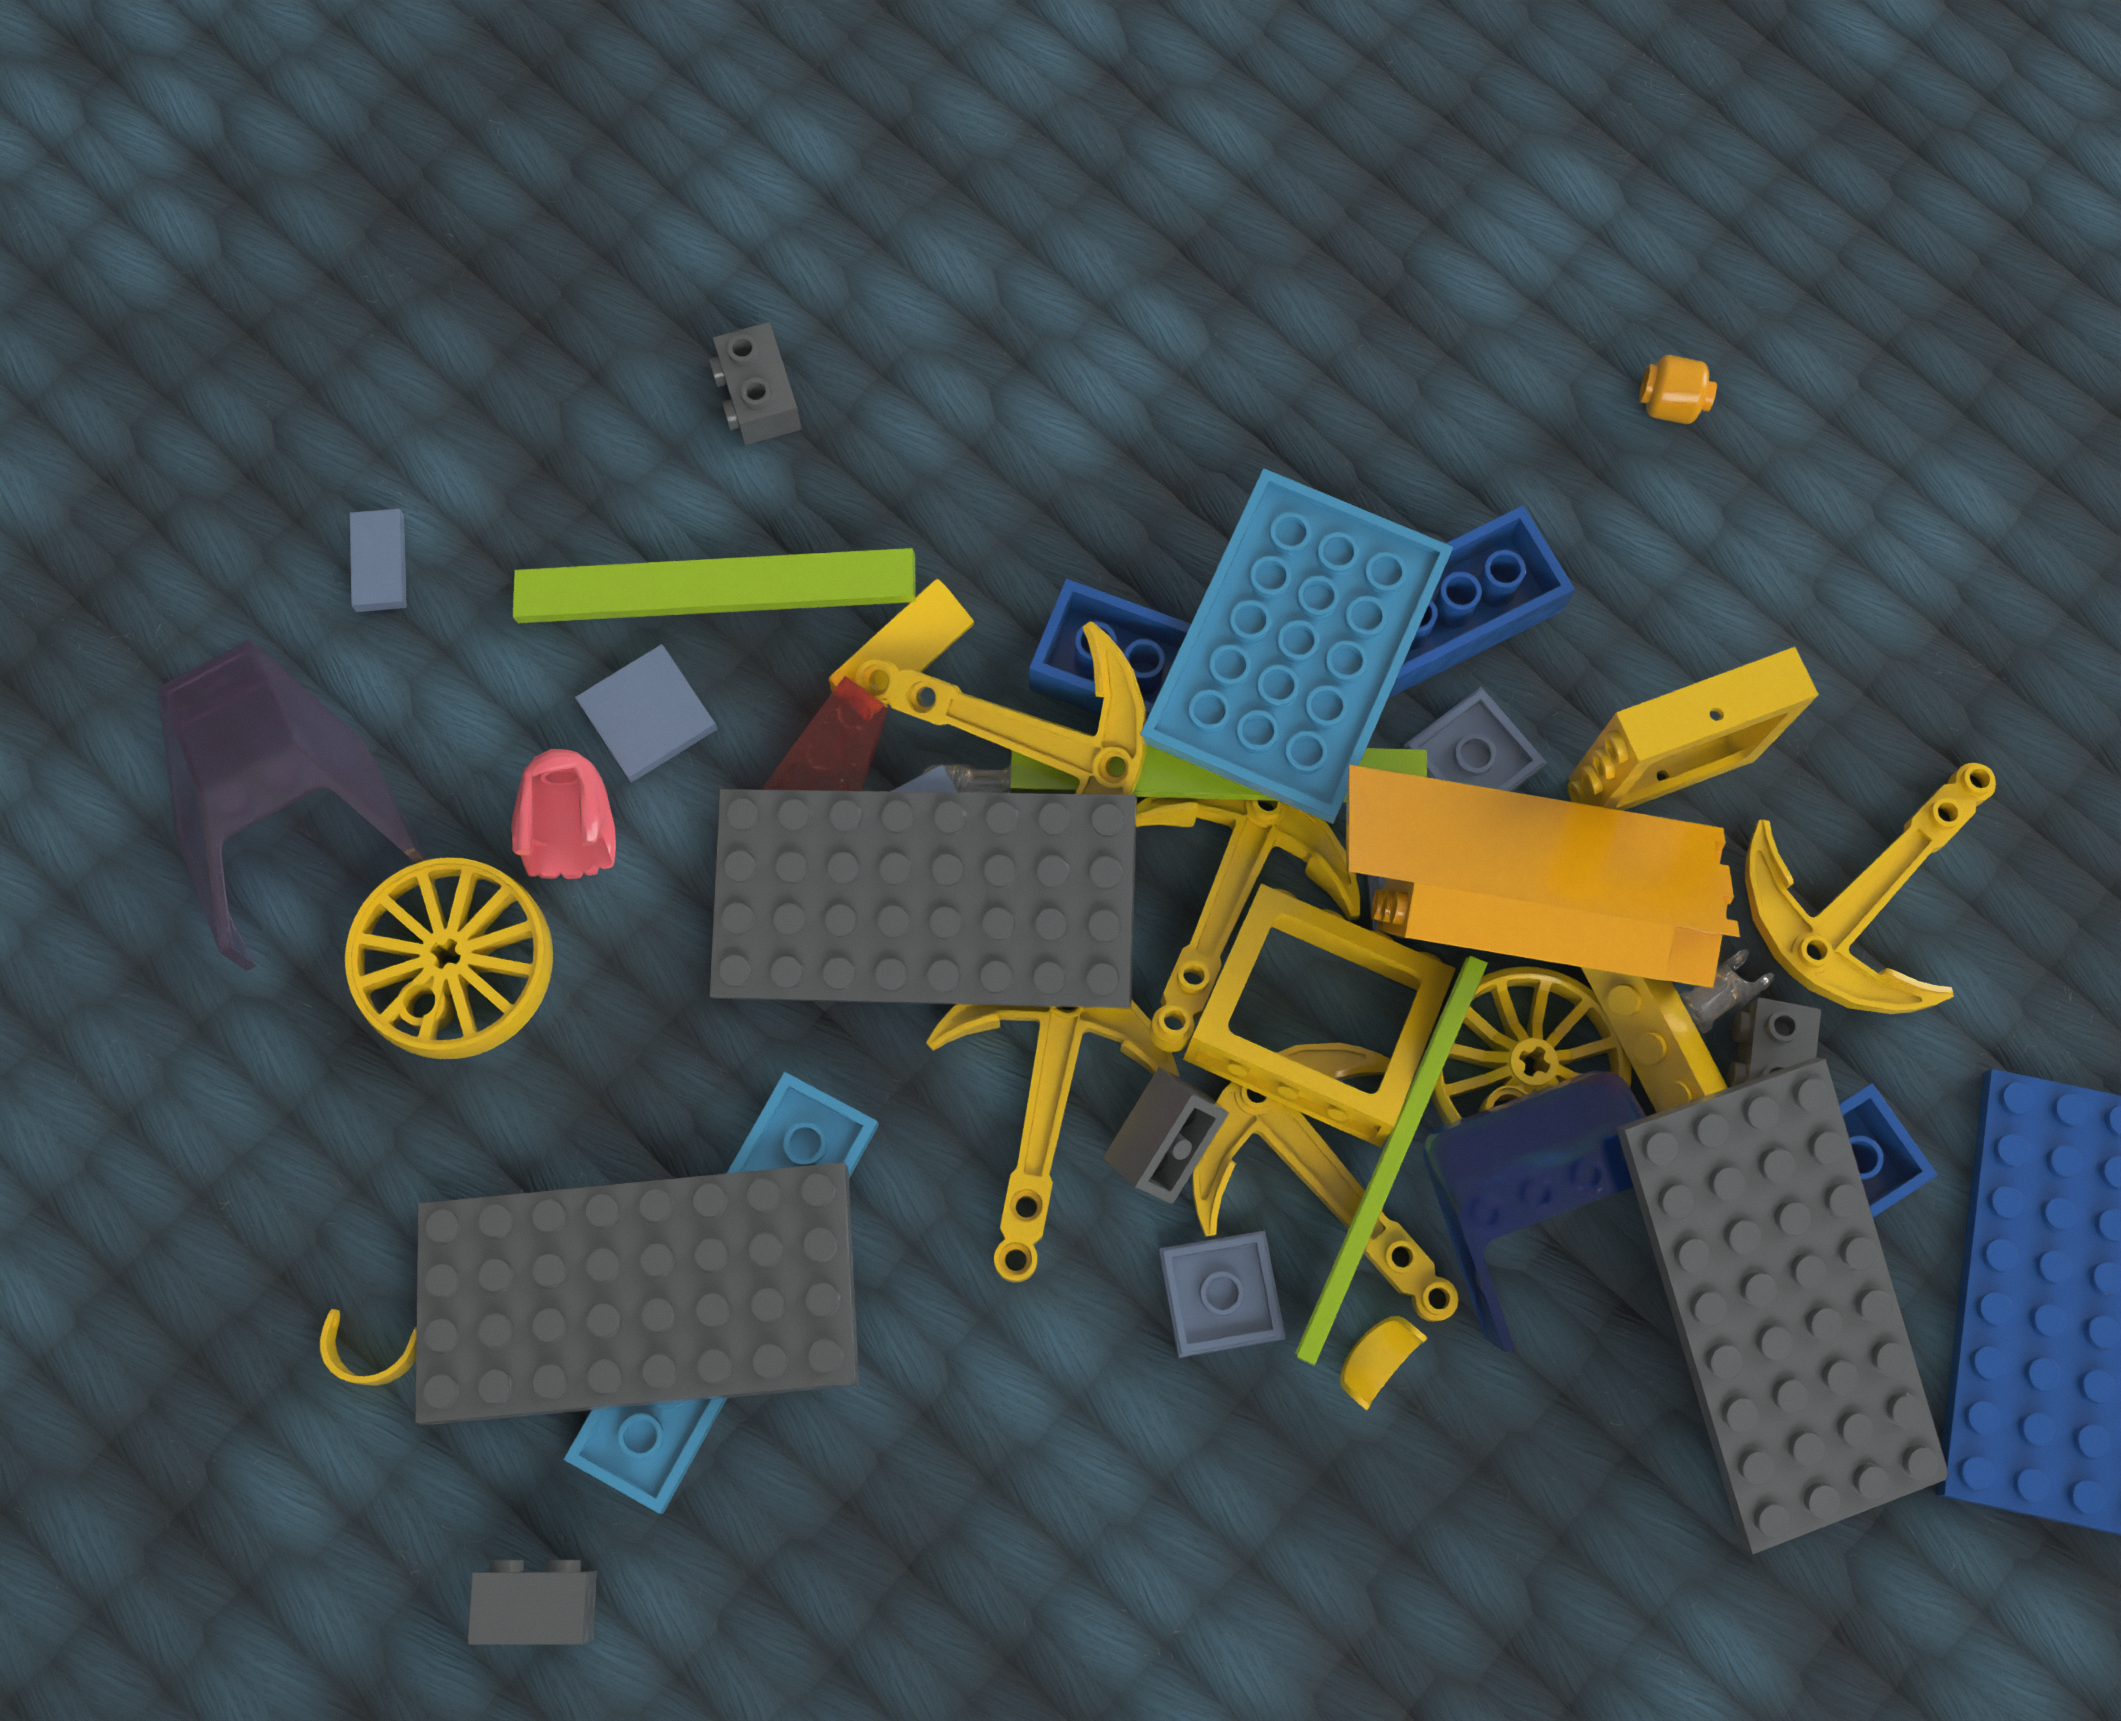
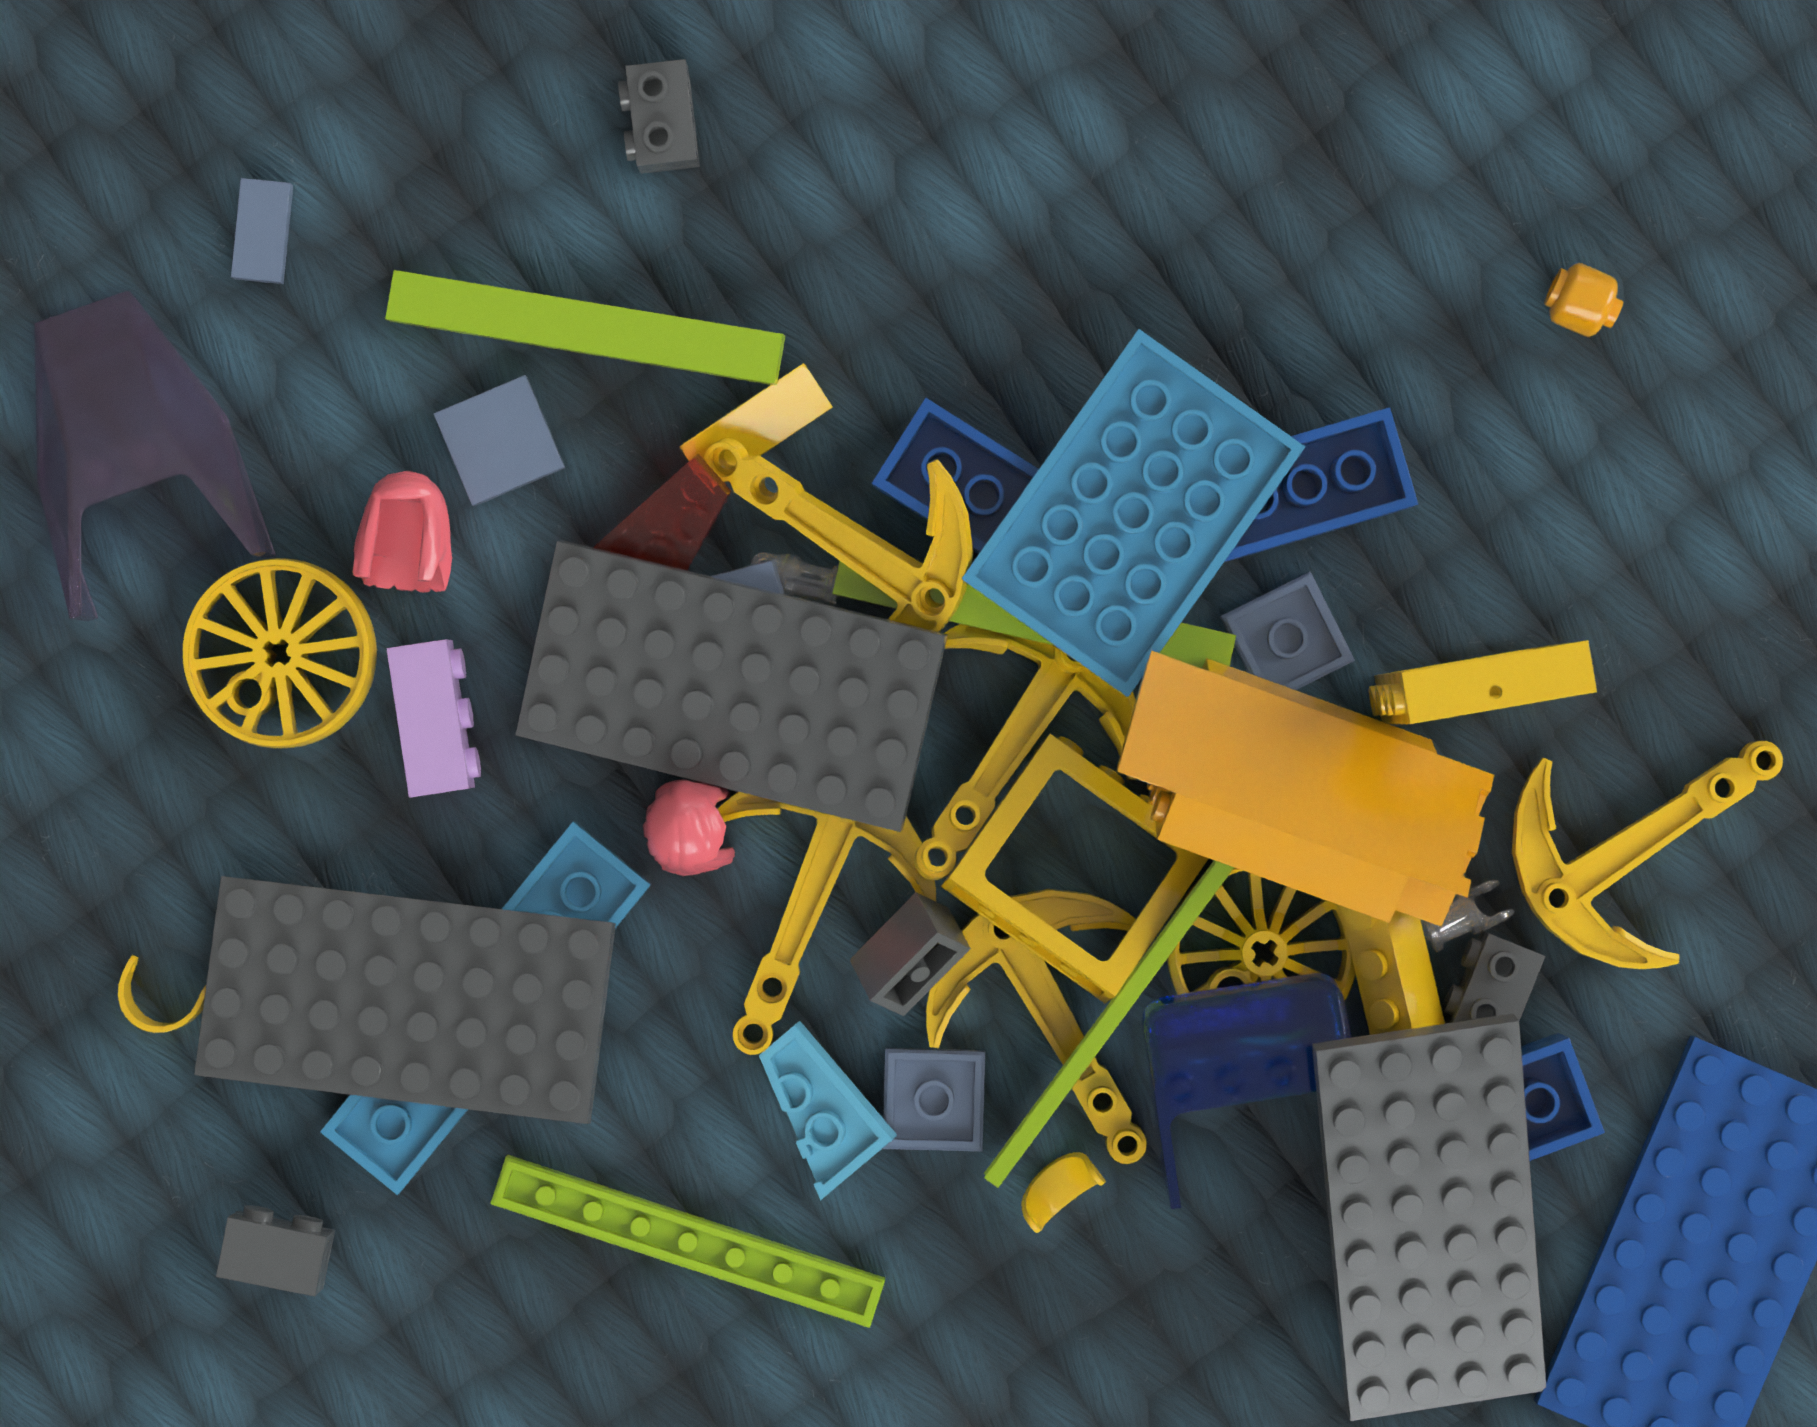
camera: 15 degrees right, 15 degrees up
(620, 994) = (433, 717): none -> lavender brick
(905, 1054) = (687, 828): none -> coral hair
(988, 1504) = (688, 1241): none -> lime tile
(1109, 1325) = (827, 1111): none -> medium azure wing

